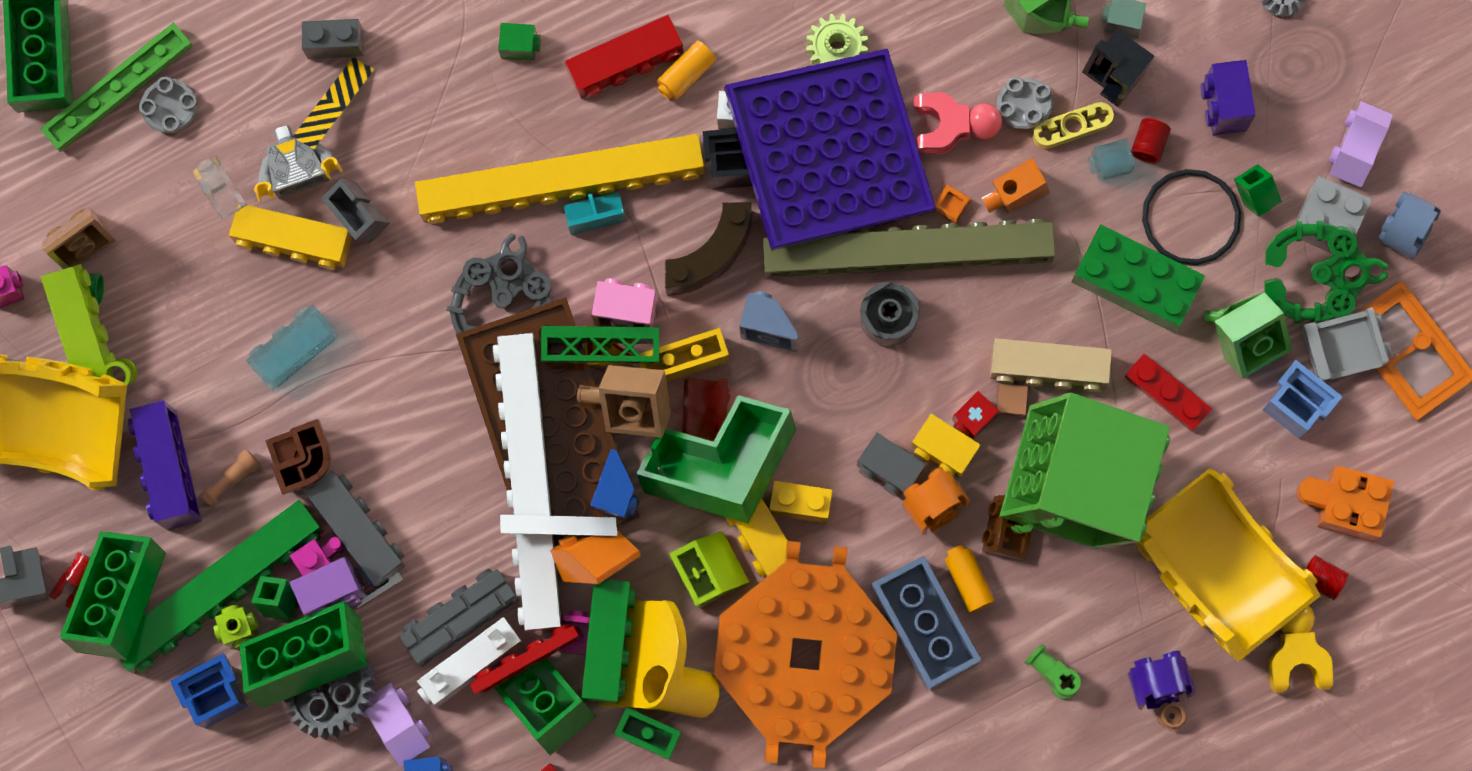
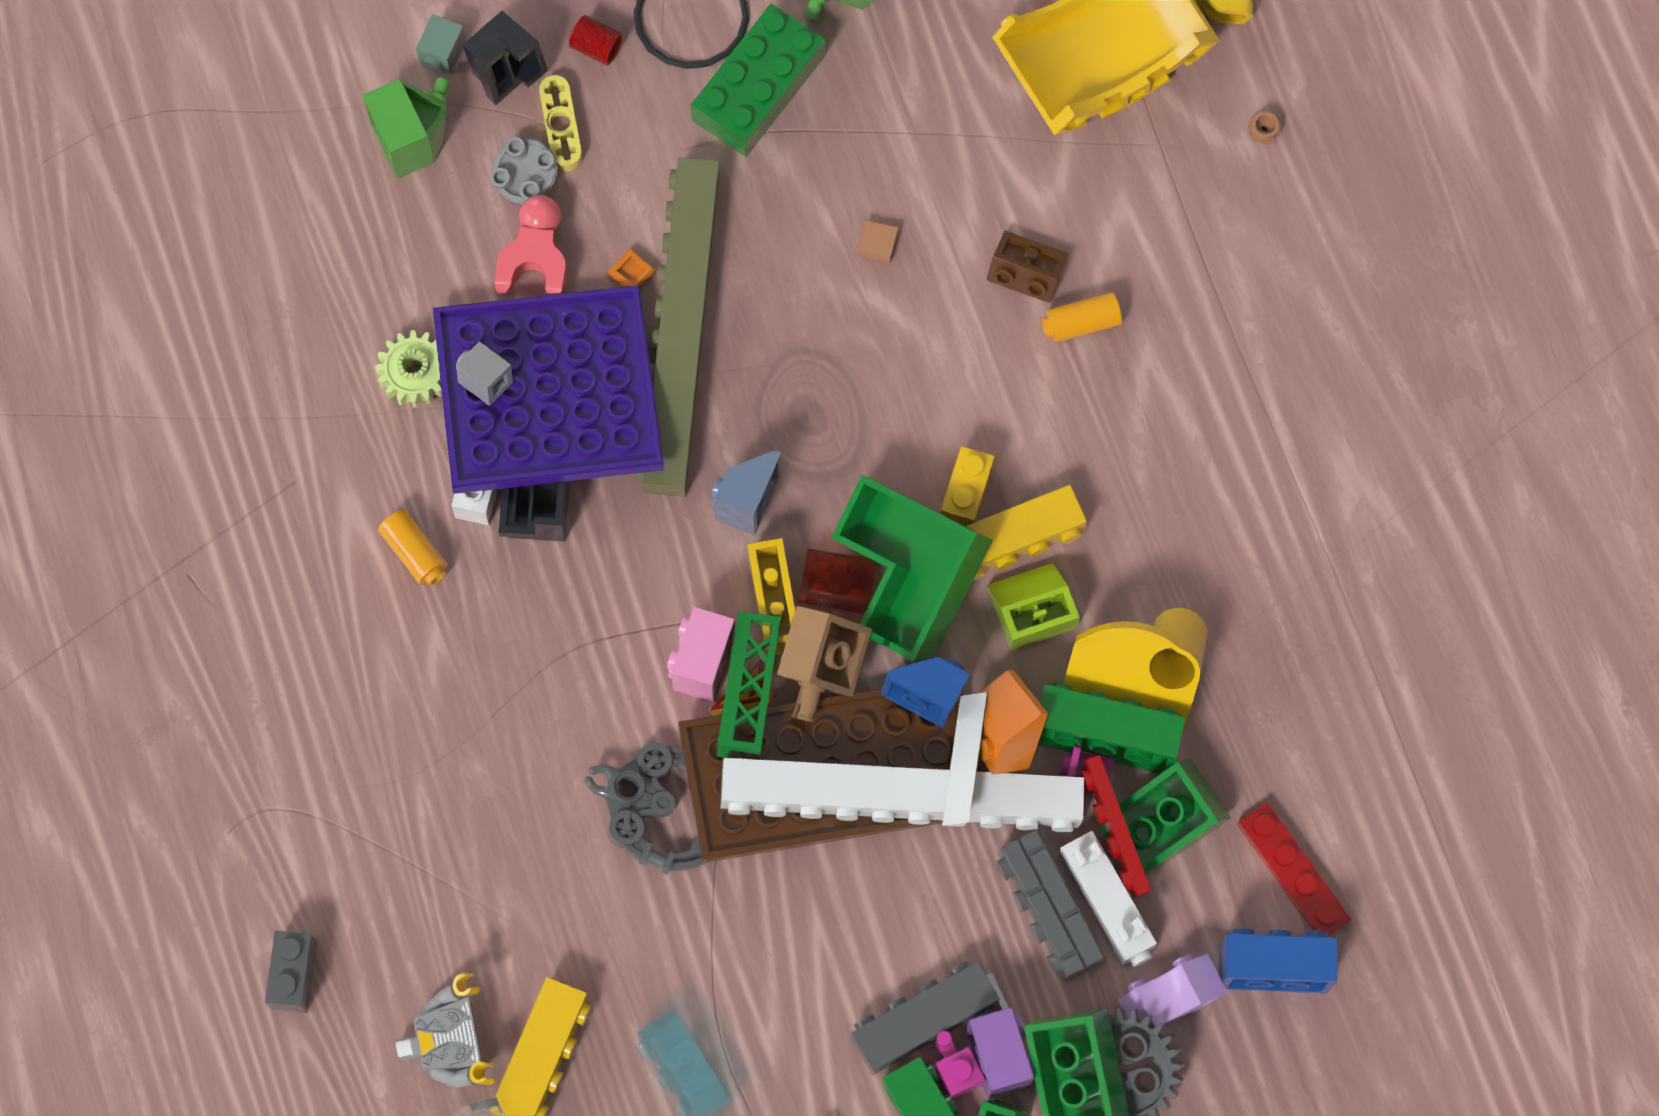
camera: 90 degrees left, 5 degrees down
(299, 456) = (827, 1070): copper brick -> none
(333, 103) = (375, 981): sticker -> none
(353, 210) = (515, 974): dark grey piece -> none
(518, 41) = (337, 742): green brick -> none
(559, 178) = (523, 717): yellow brick -> none
(594, 213) = (572, 681): teal panel -> none
(624, 57) = (381, 617): red brick -> none
(648, 734) = (1220, 698): green brick -> none
(715, 256) = (651, 540): dark brown brick -> none
(757, 648) = (1135, 559): orange plate -> none
(828, 93) = (483, 373): none -> light grey brick
(890, 465) = (937, 383): dark grey brick -> none
(892, 298) = (771, 343): dark grey brick -> none
(925, 623) = (1129, 369): sand blue brick -> none
(934, 501) = (990, 337): orange brick -> none
(944, 446) = (923, 320): yellow brick -> none
(974, 415) = (892, 282): red brick -> none
(1024, 178) = (624, 179): orange torso -> none
(1050, 364) = (843, 189): tan brick -> none
(1053, 673) = (1201, 242): bright green connector -> none
(1085, 472) = (988, 157): bright green piece -> none
(1111, 160) = (611, 85): clear light blue brick -> none
(1161, 680) = (1227, 128): dark purple brick -> none
(1168, 392) = (894, 73): red plate -> none

